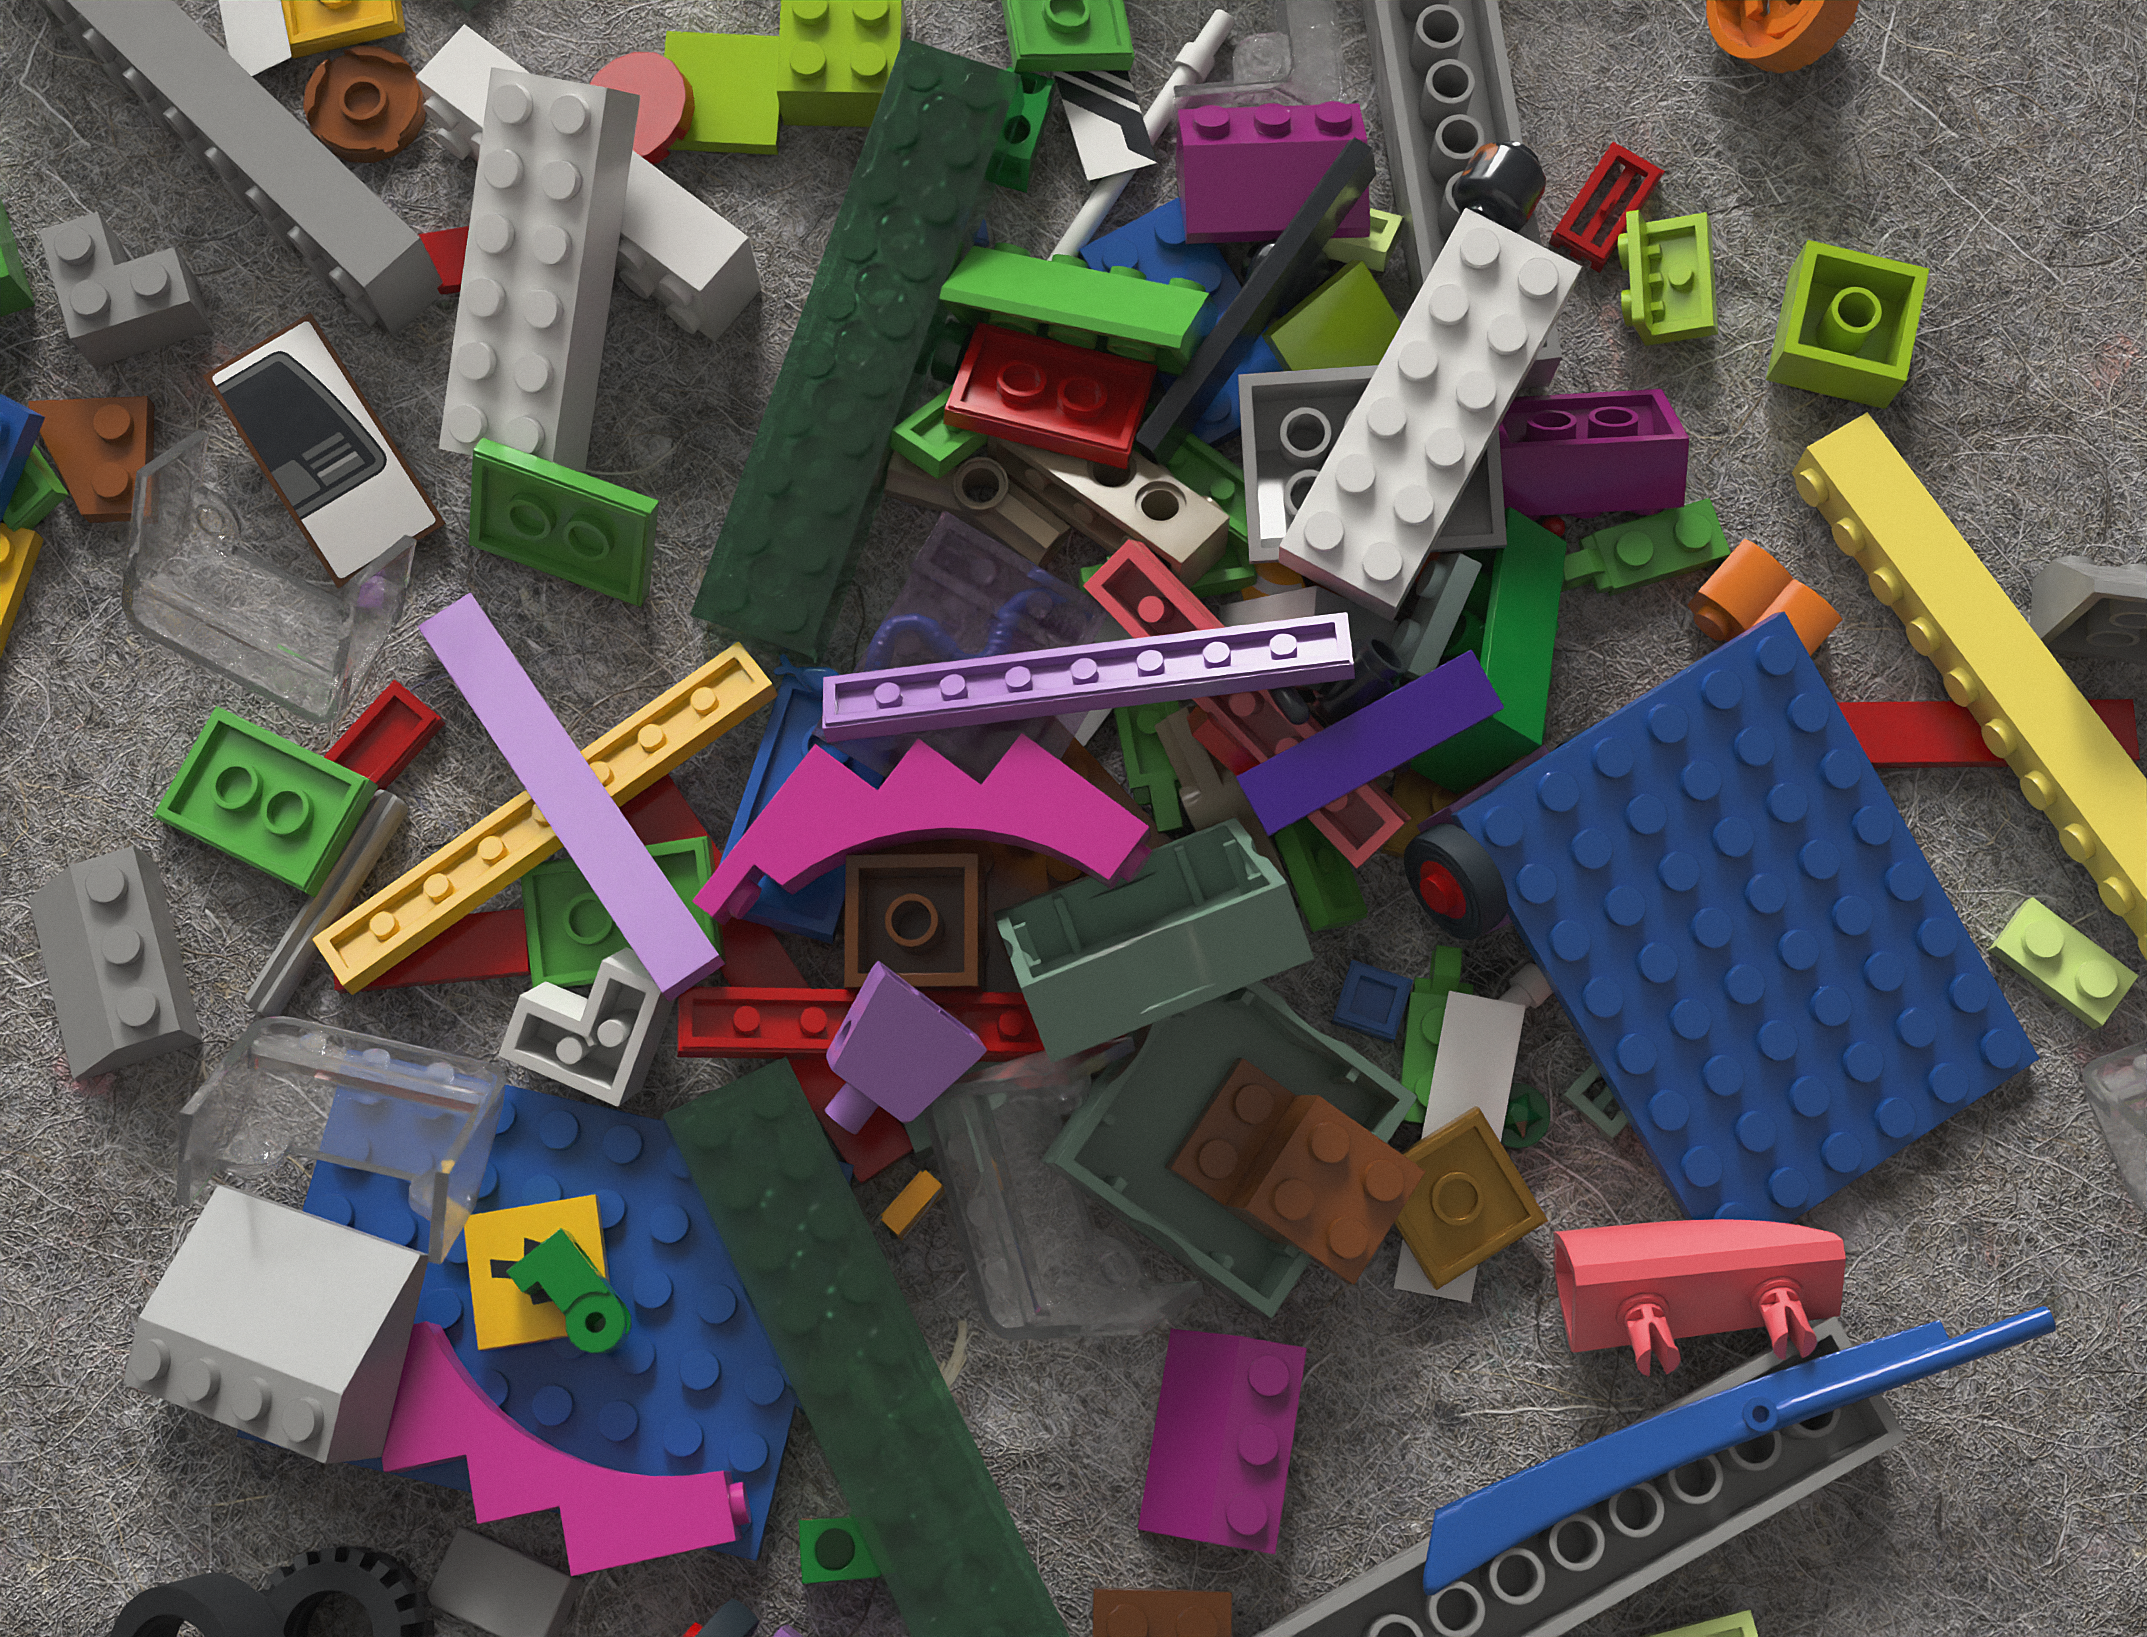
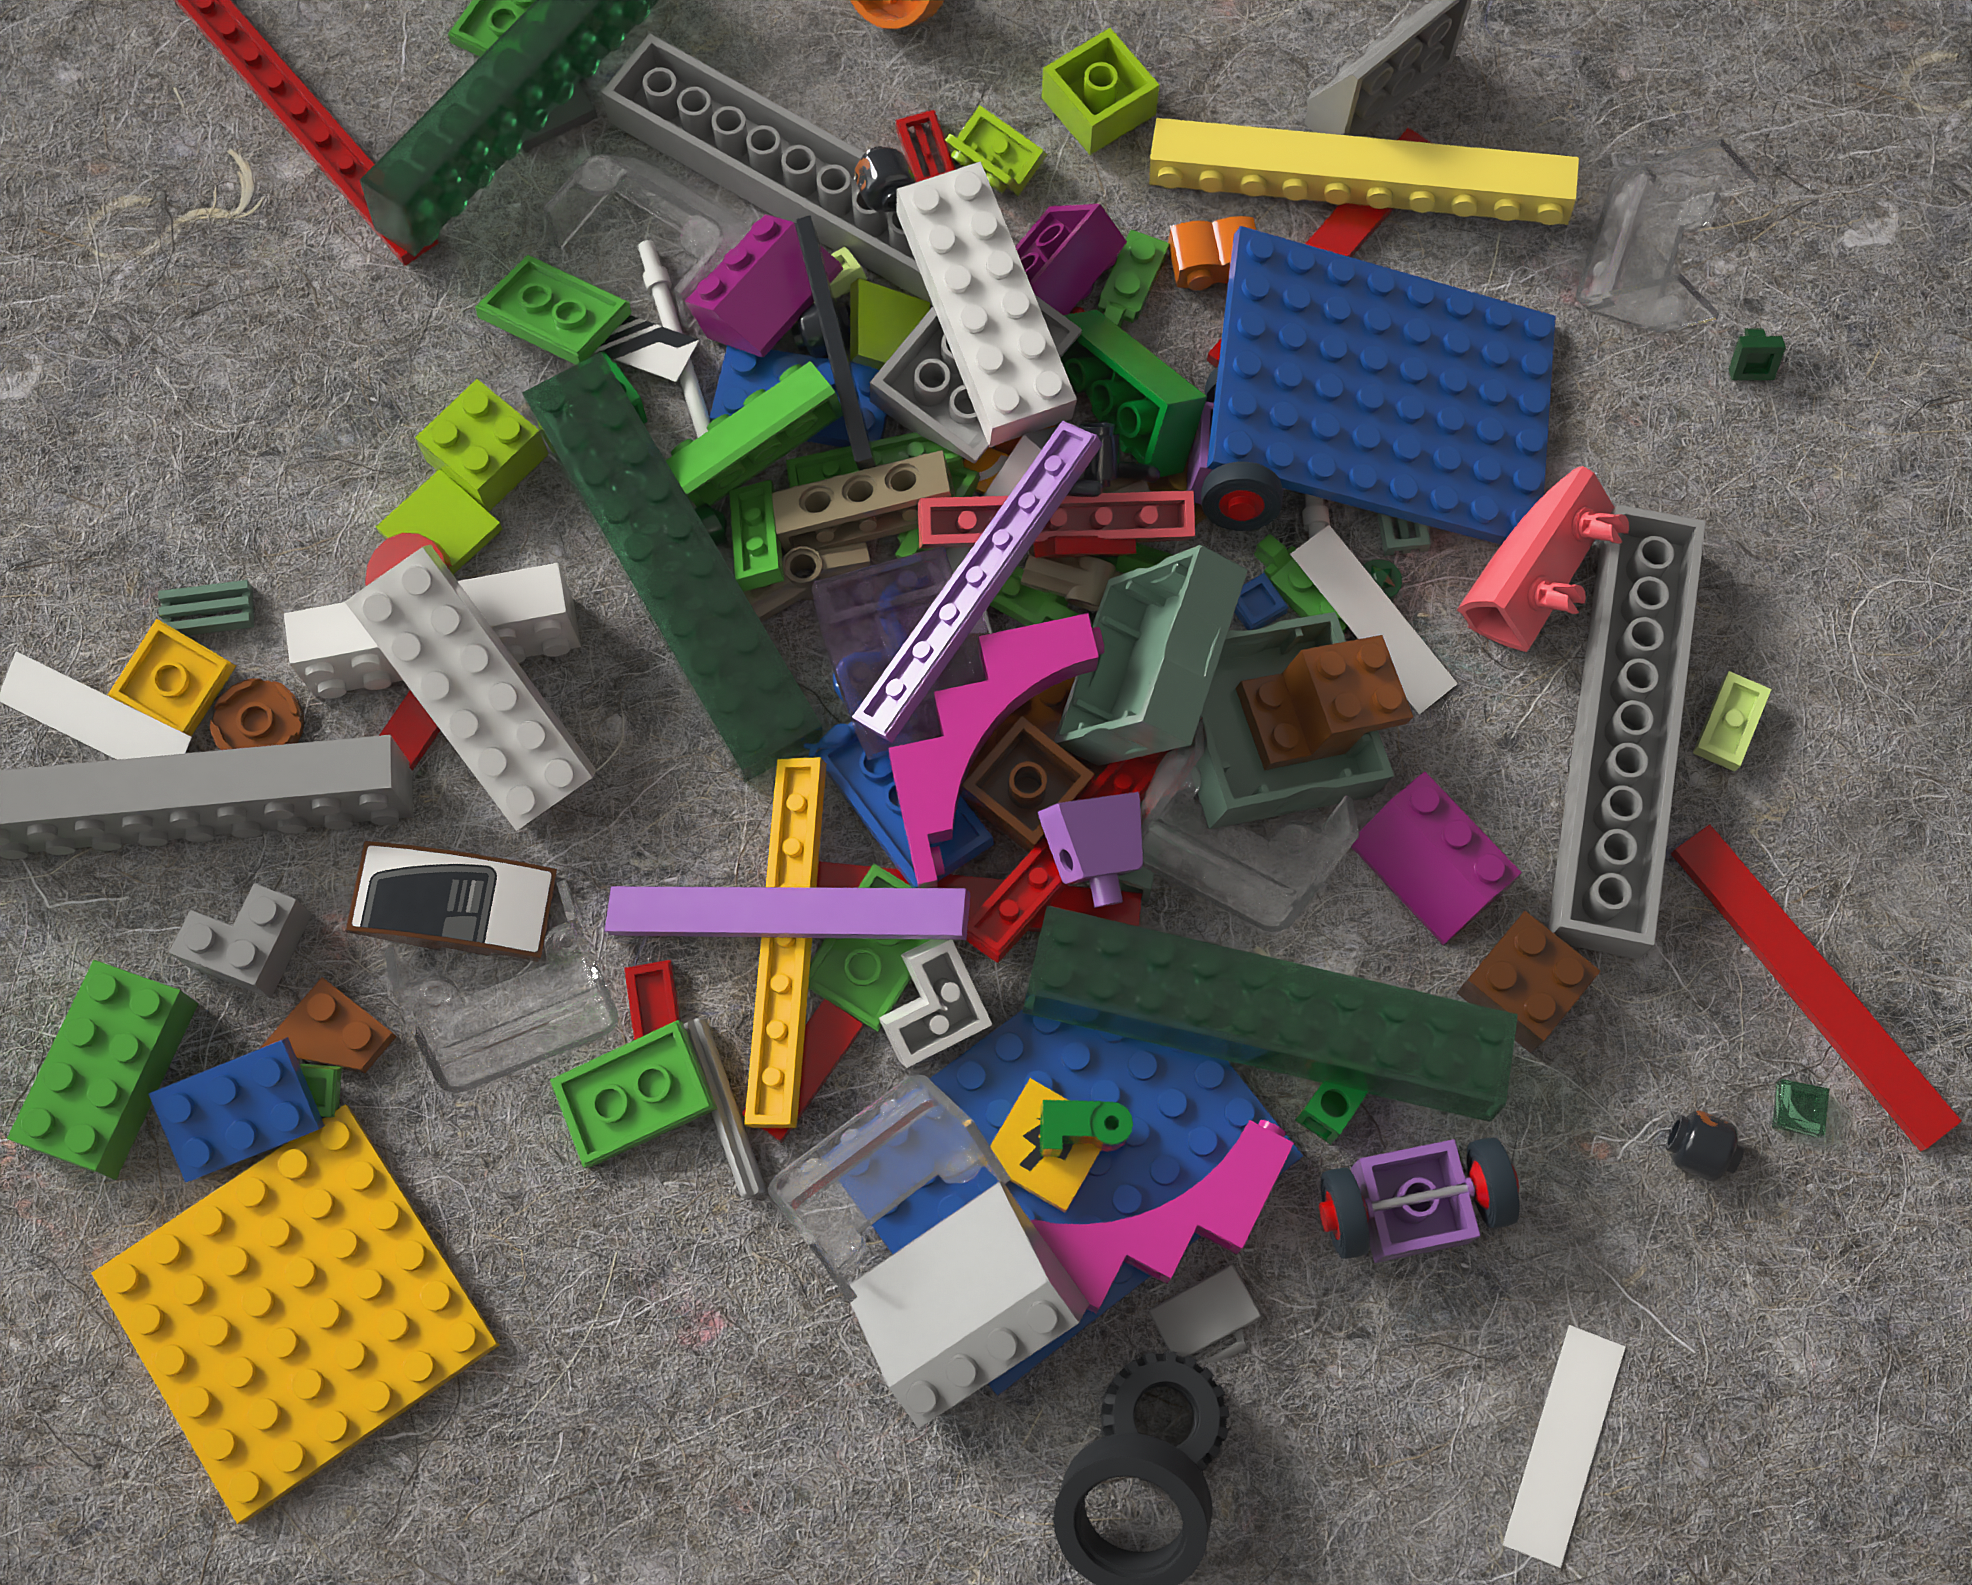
camera: 50 degrees left, 5 degrees down
(114, 963) = (652, 1258): light grey slope -> none
(562, 522) = (621, 798): bright green tile -> none
(912, 1204) = (1173, 913): light orange tile -> none
(1050, 395) = (788, 488): red tile -> none
(1369, 743) = (1139, 470): dark purple tile -> none
(1442, 595) = (1089, 404): light aqua plate -> none
(1466, 1200) = (1413, 634): pearl gold tile -> none
(1534, 1499) = (1597, 717): blue piece -> none
(2063, 963) = (1514, 267): yellowish green plate -> none

